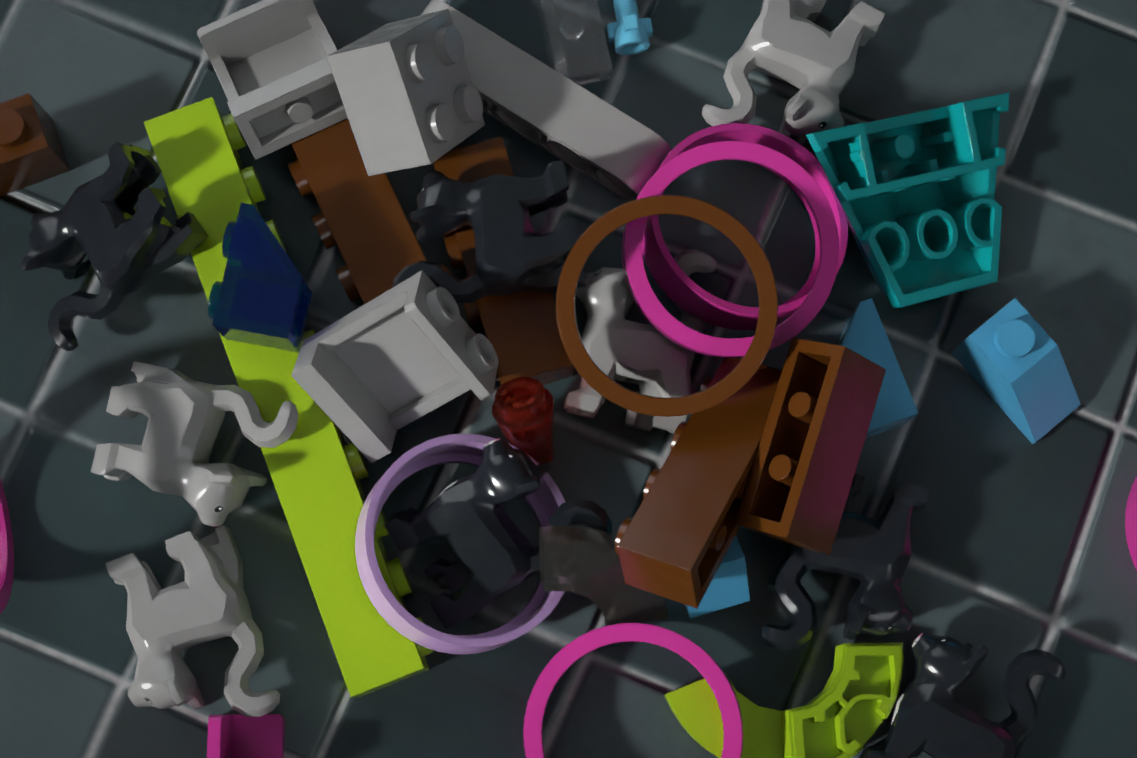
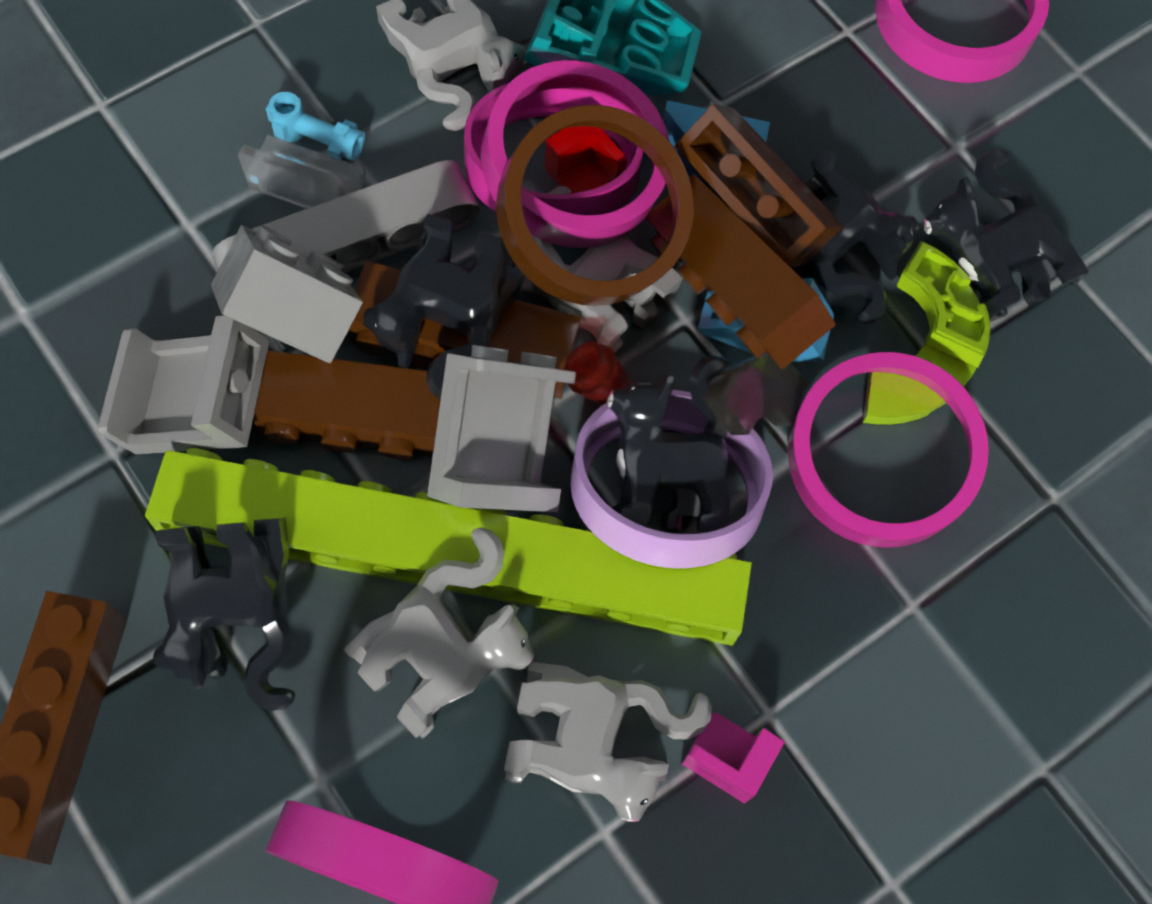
camera: 65 degrees left, 10 degrees down
(261, 289) = (366, 490): clear blue slope -> none
(779, 245) = (583, 158): none -> red panel
(1020, 370) = (770, 55): dark azure slope -> none

